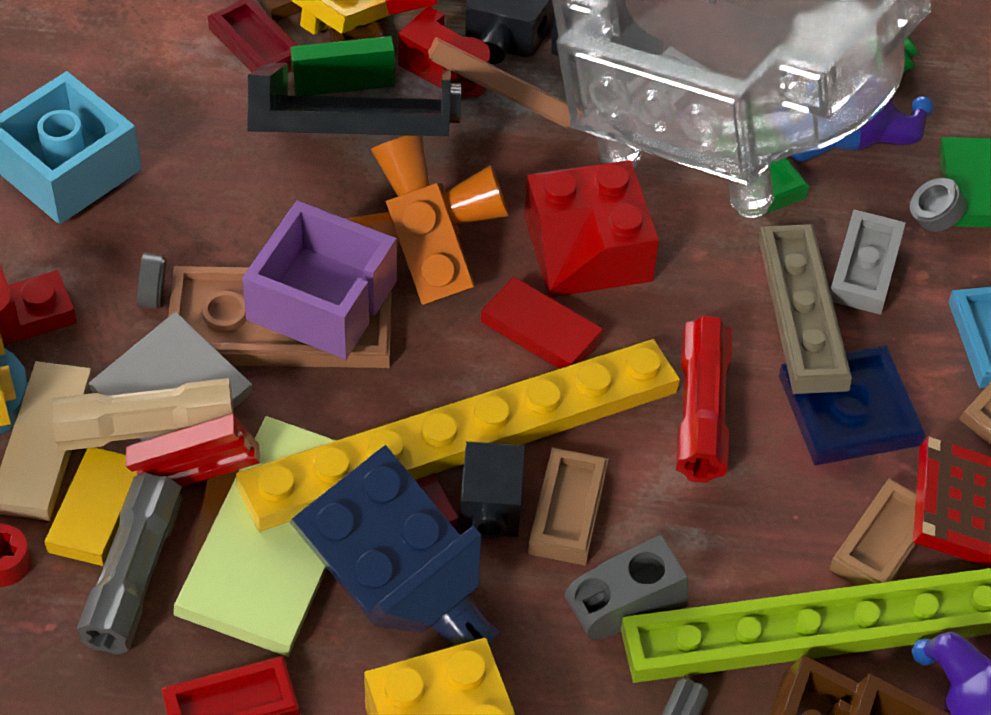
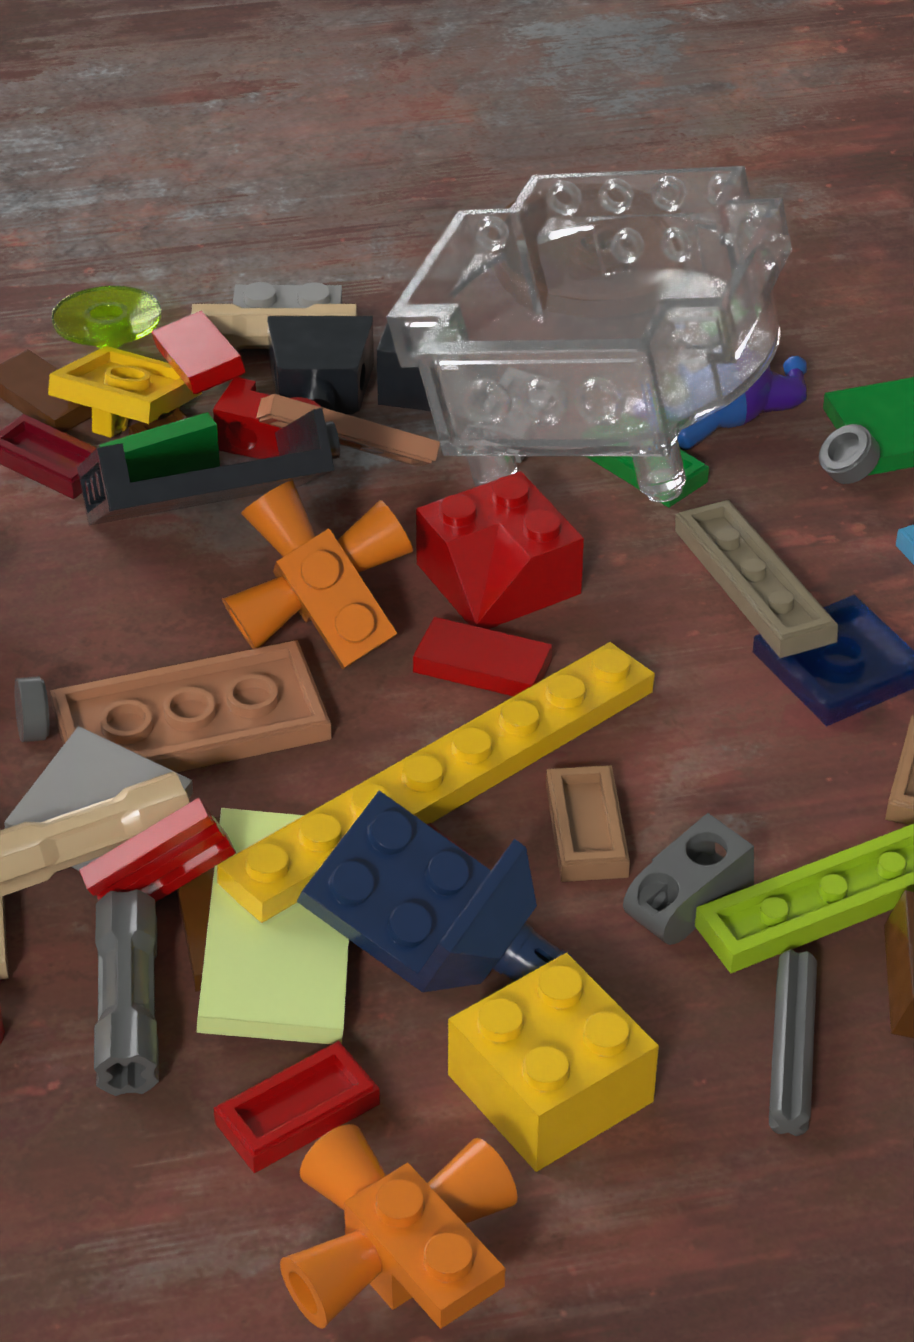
camera: 15 degrees left, 10 degrees down
(91, 508) = (57, 949): yellow tile -> none
(320, 279) = (233, 654): medium lavender piece -> none
(492, 489) = (498, 809): black brick -> none
(703, 432) = (701, 715): red axle -> none
(867, 261) = (801, 521): light grey plate -> none

